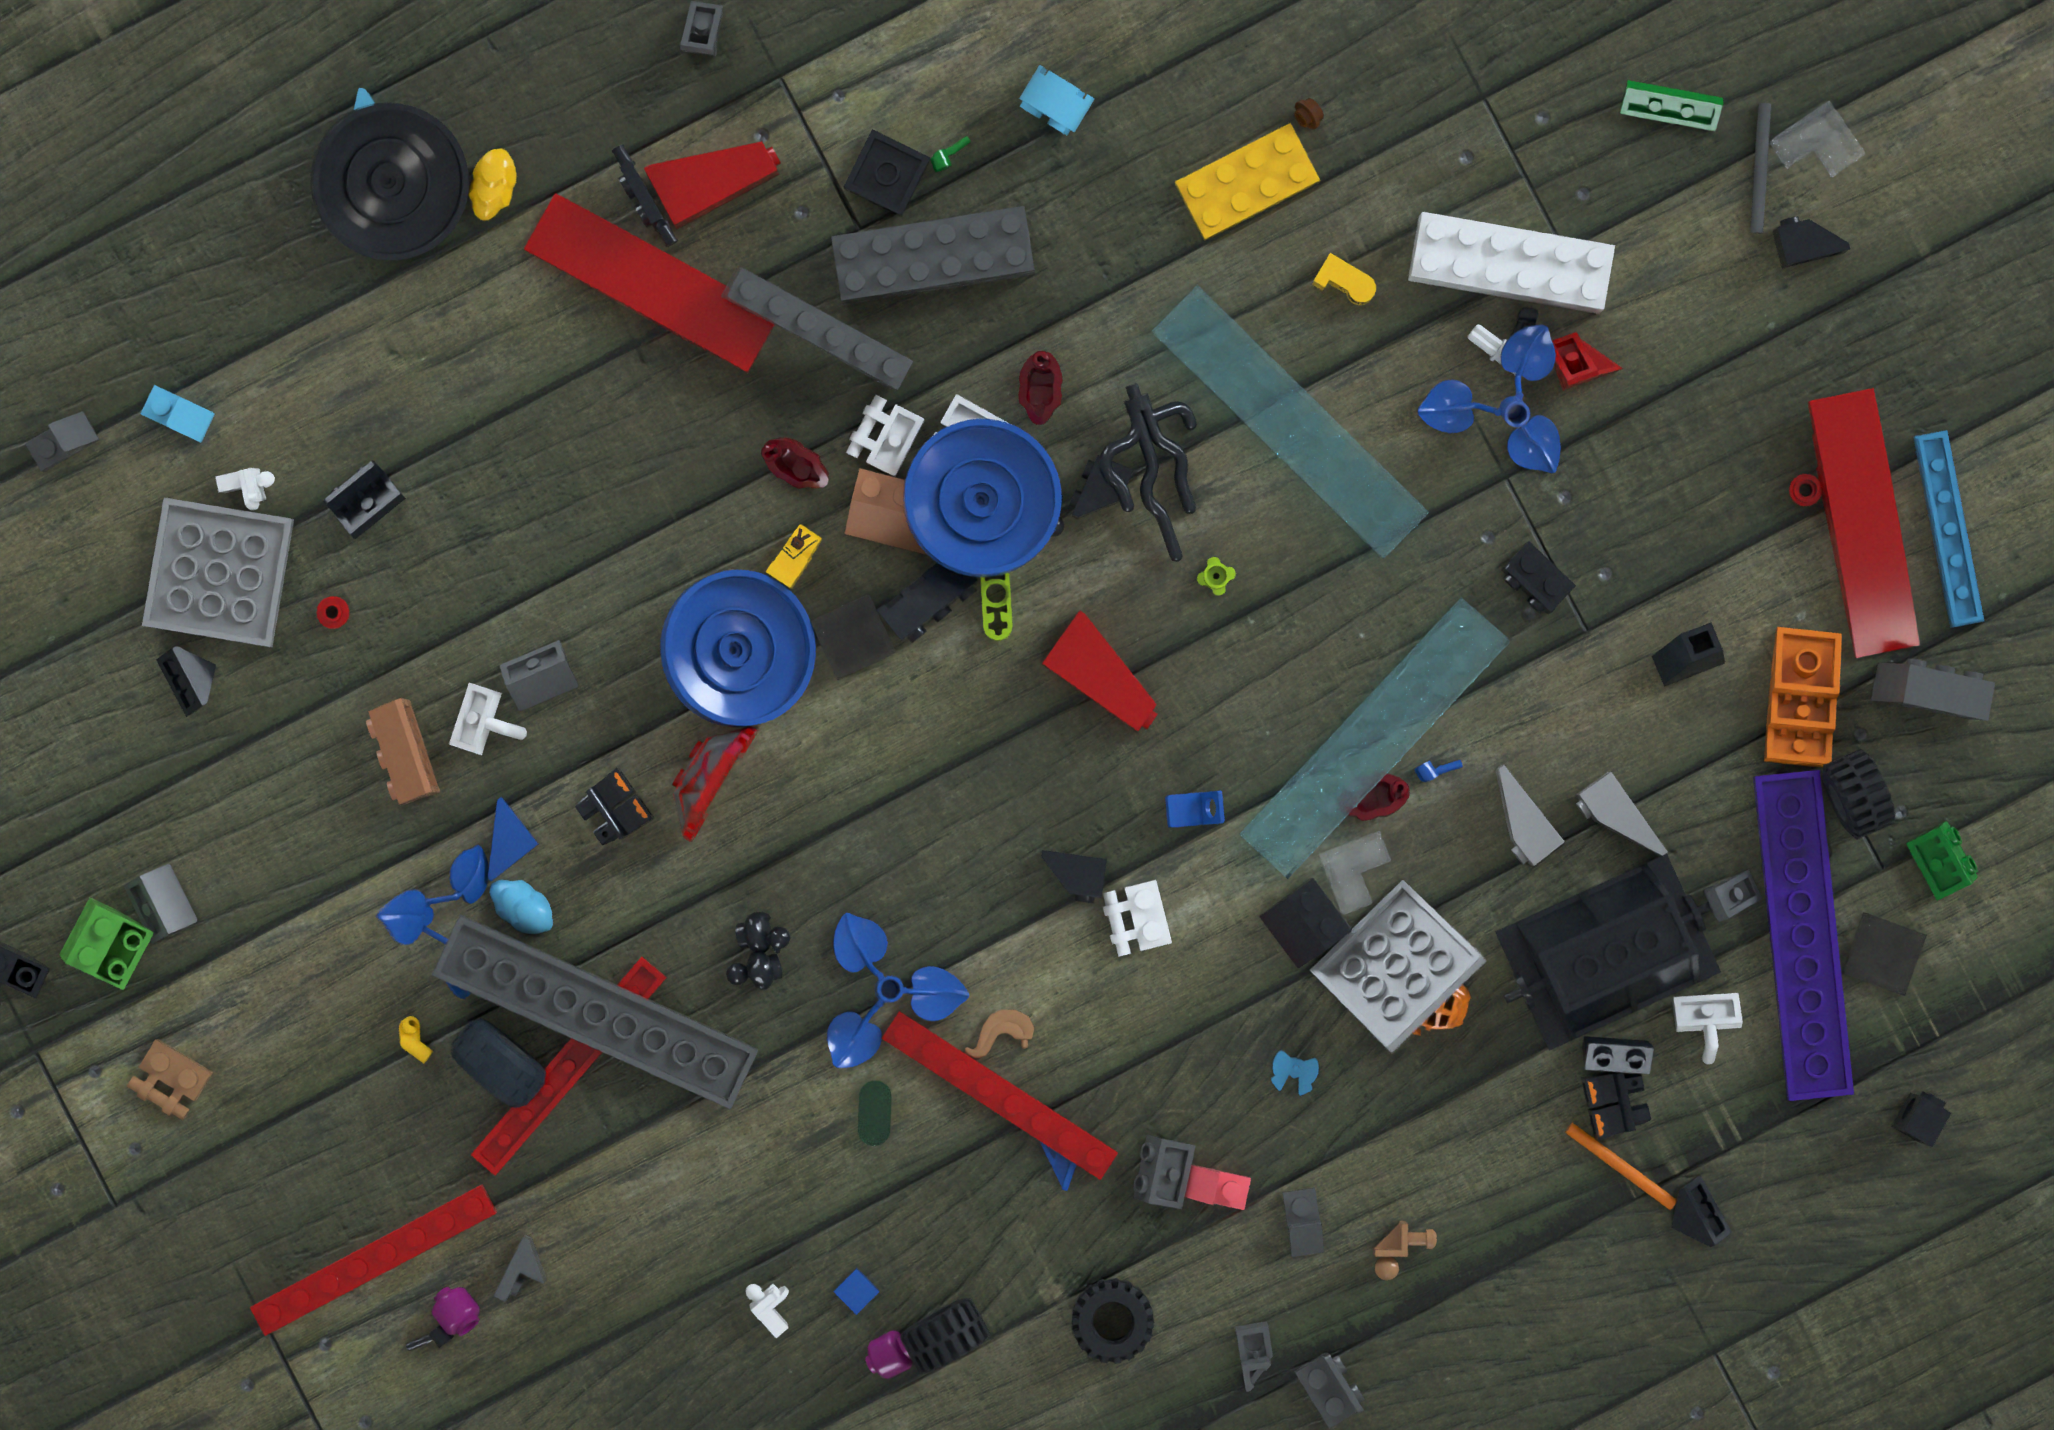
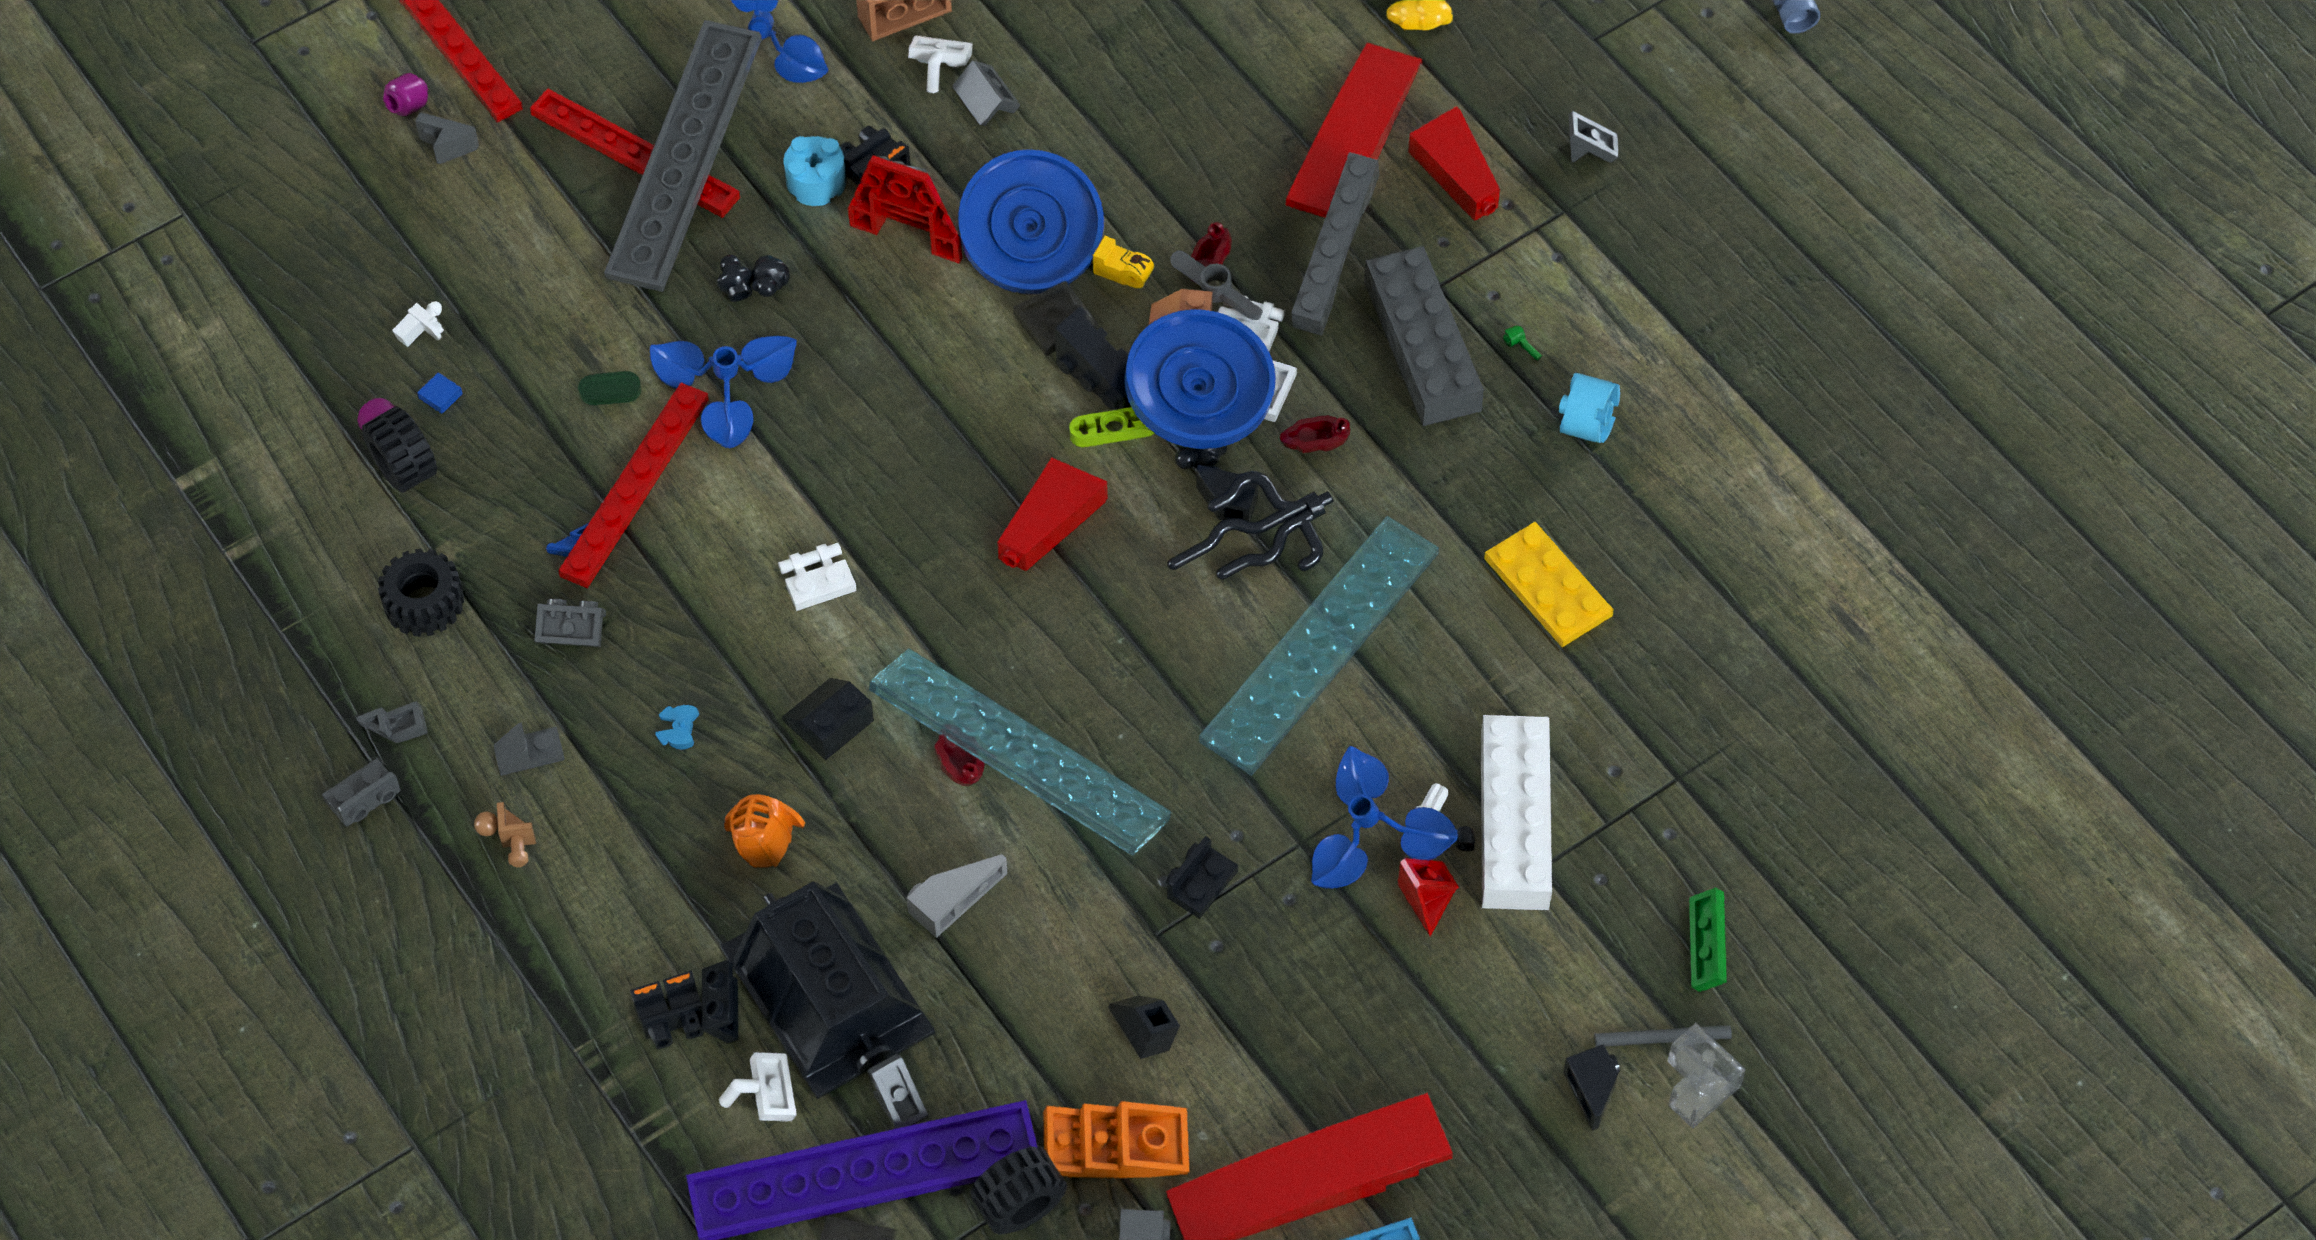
camera: 85 degrees right, 30 degrees down
(410, 1039) = (648, 40): yellow arm -> none
(438, 1335) = (378, 90): black hand -> none
(498, 1063) = (630, 87): black wheel -> none
(509, 841) = (834, 91): blue tile -> none
(521, 906) = (776, 105): medium azure arm -> none
(610, 882) = (814, 170): none -> medium azure brick
(635, 188) = (1430, 103): black plate -> none
(827, 476) = (1203, 275): none -> dark grey piece
(887, 173) = (1492, 294): black plate -> none
(1002, 1021) = (705, 480): medium nougat piece -> none
(1078, 874) = (853, 517): black slope -> none
(1194, 809) = (927, 601): blue bracket -> none
(1217, 1187) = (558, 673): coral slope -> none
(1225, 574) = (1159, 593): lime plate -> none
(1308, 113) = (1625, 622): reddish brown plate -> none
(1344, 866) = (883, 738): clear brick -> none
(1356, 284) = (1467, 680): yellow leg -> none
(1397, 966) = (790, 780): light grey plate -> none
(1427, 771) = (990, 805): blue hand -> none
(1612, 808) = (976, 971): light grey slope -> none
(1621, 1166) = (603, 1032): orange bar -> none
(1699, 1215) = (561, 1109): black slope -> none
(1815, 490) = (1331, 1109): red plate -> none

